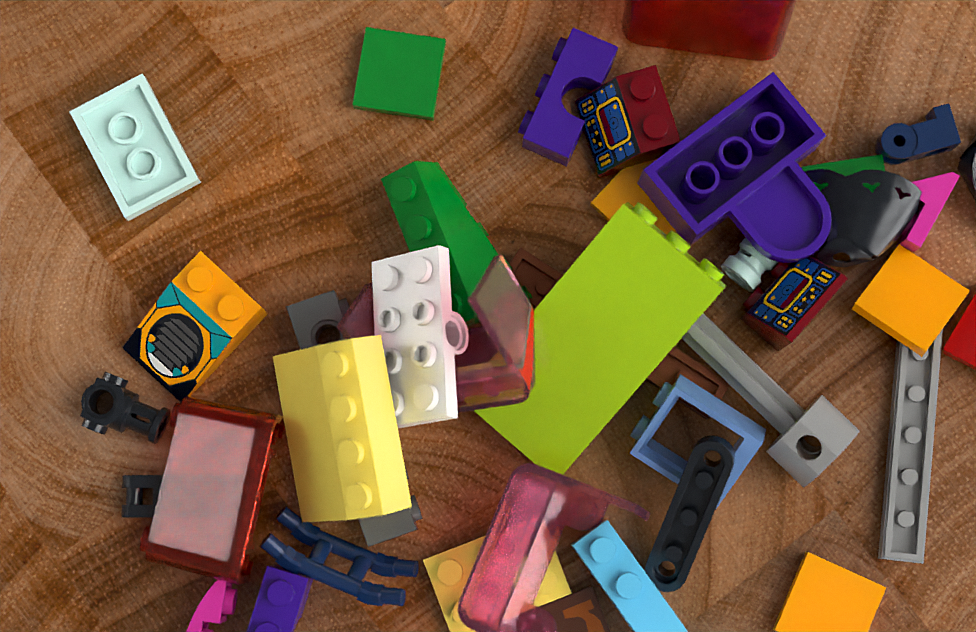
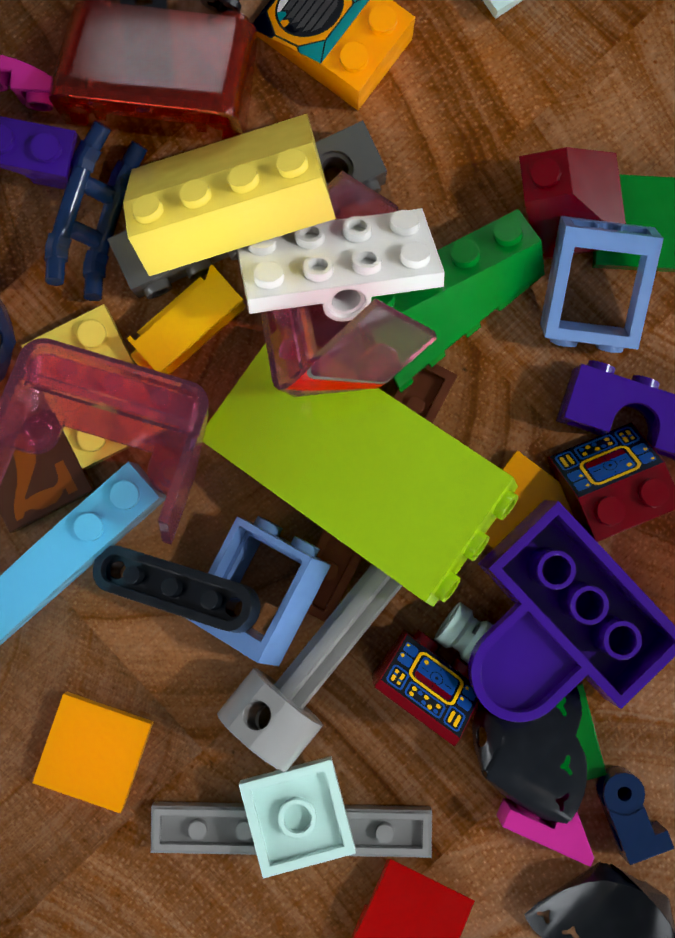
camera: 85 degrees right, 5 degrees up
(377, 129) = (570, 185): none -> dark red slope
(416, 106) = (608, 237): none -> medium blue window
(449, 485) = (187, 323): none -> yellow window
(900, 425) = (297, 817): none -> light aqua plate
(910, 300) = (441, 819): light orange tile -> none

